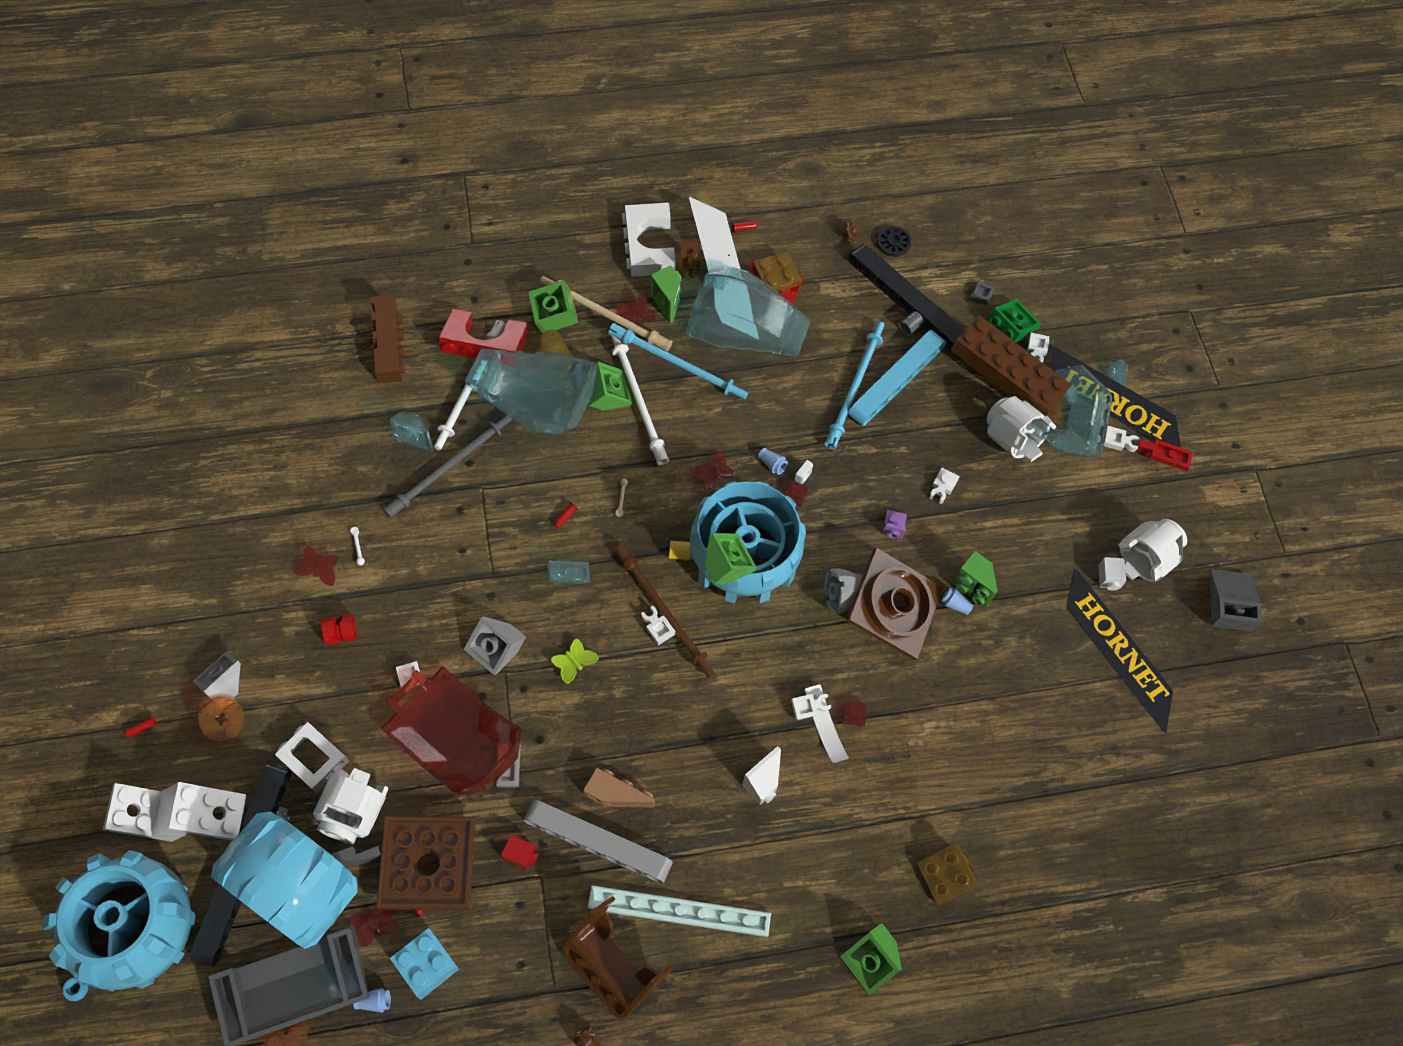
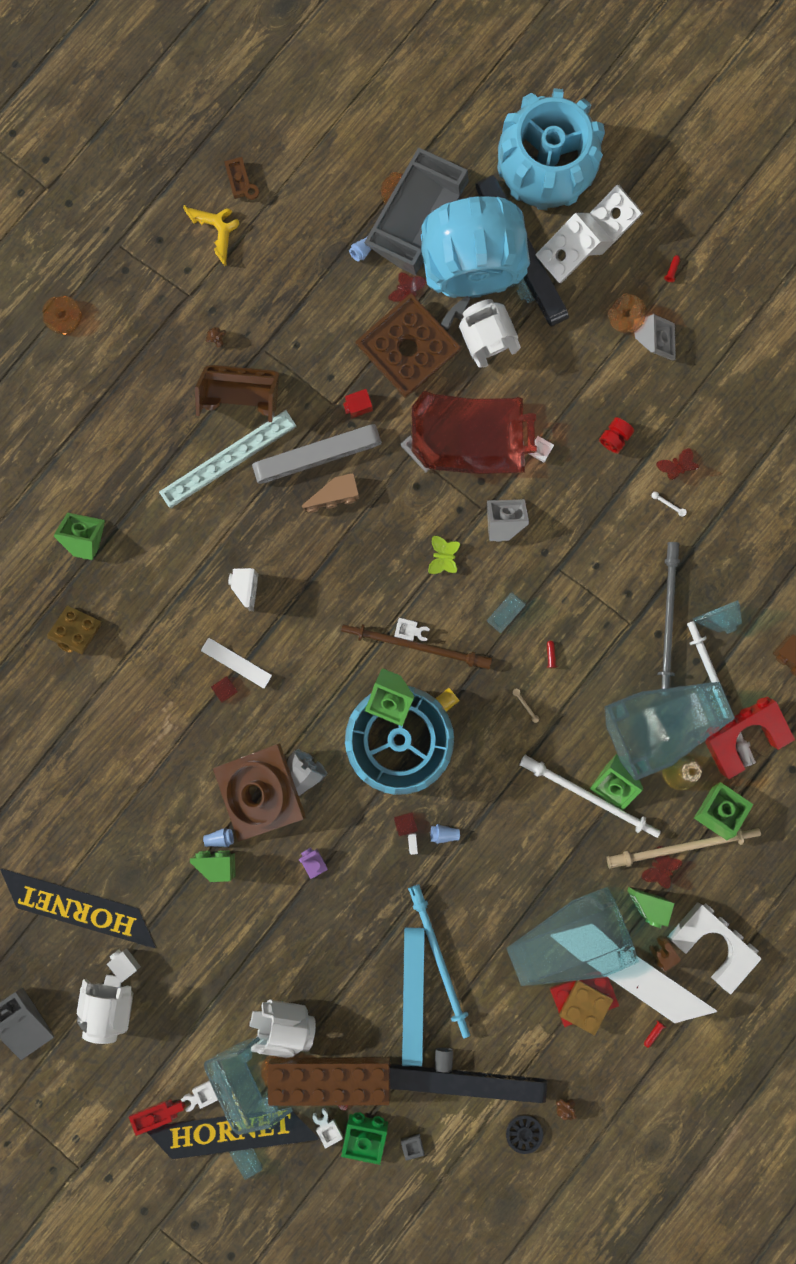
camera: 140 degrees right, 20 degrees up
(321, 777) = (546, 355): white panel -> none
(424, 963) = (352, 291): medium azure brick -> none
(629, 337) = (642, 838): medium azure bar -> none
(715, 472) = (478, 787): clear red piece -> none
(807, 707) = (259, 663): white plate -> none
(944, 484) = (304, 933): white plate -> none

